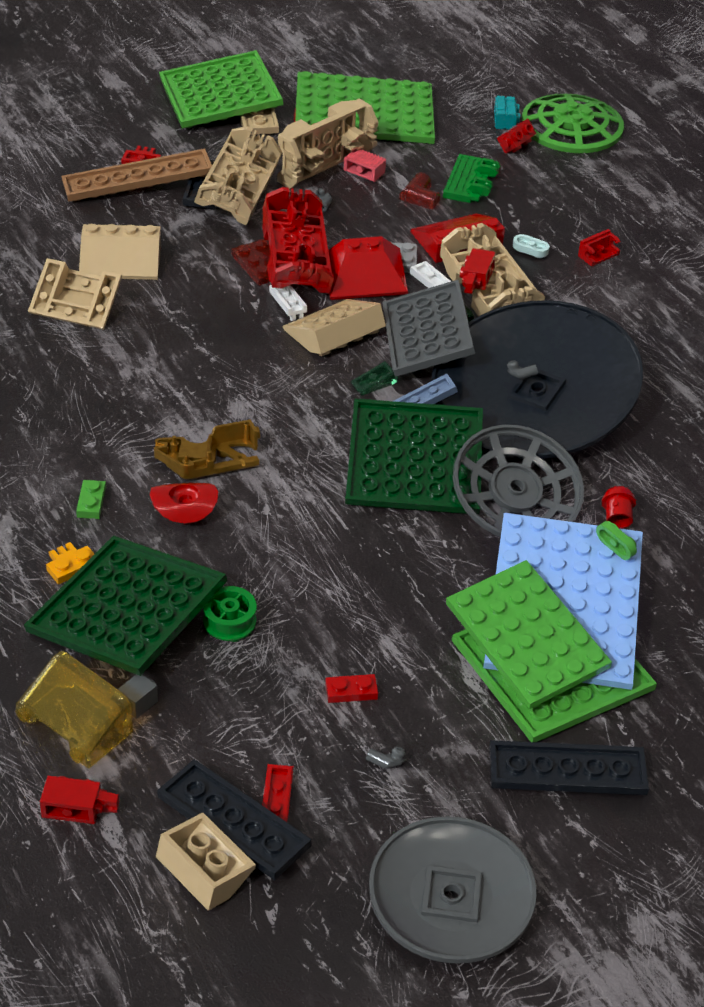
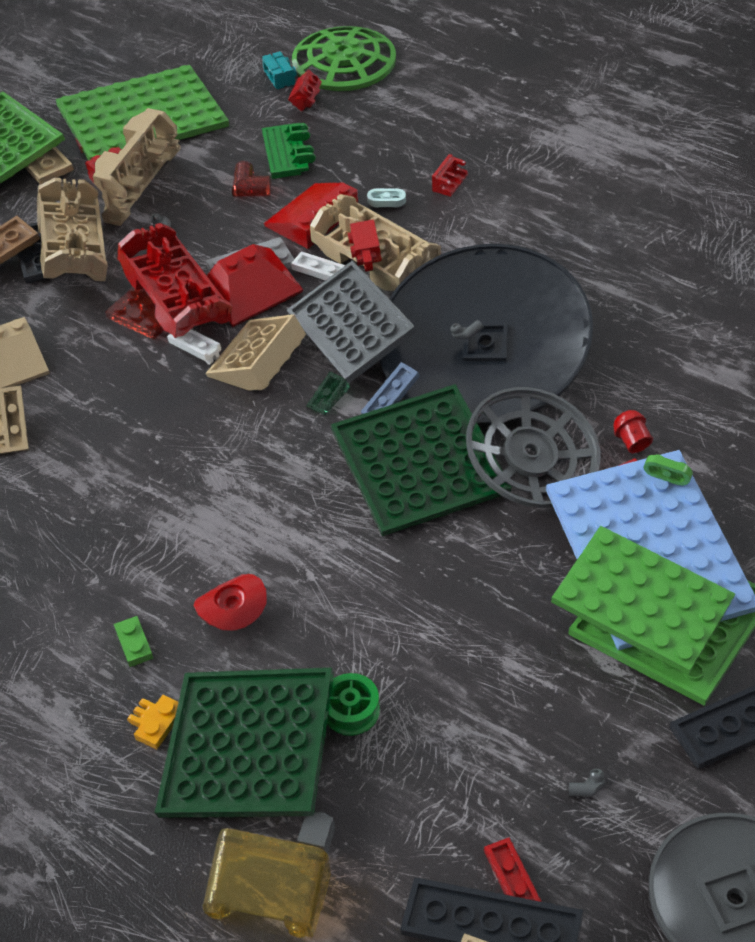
camera: 20 degrees left, 5 degrees up
(198, 459) = (216, 553): pearl gold piece -> none
(351, 688) = (509, 728): red plate -> none
(365, 164) = (180, 173): coral brick -> none

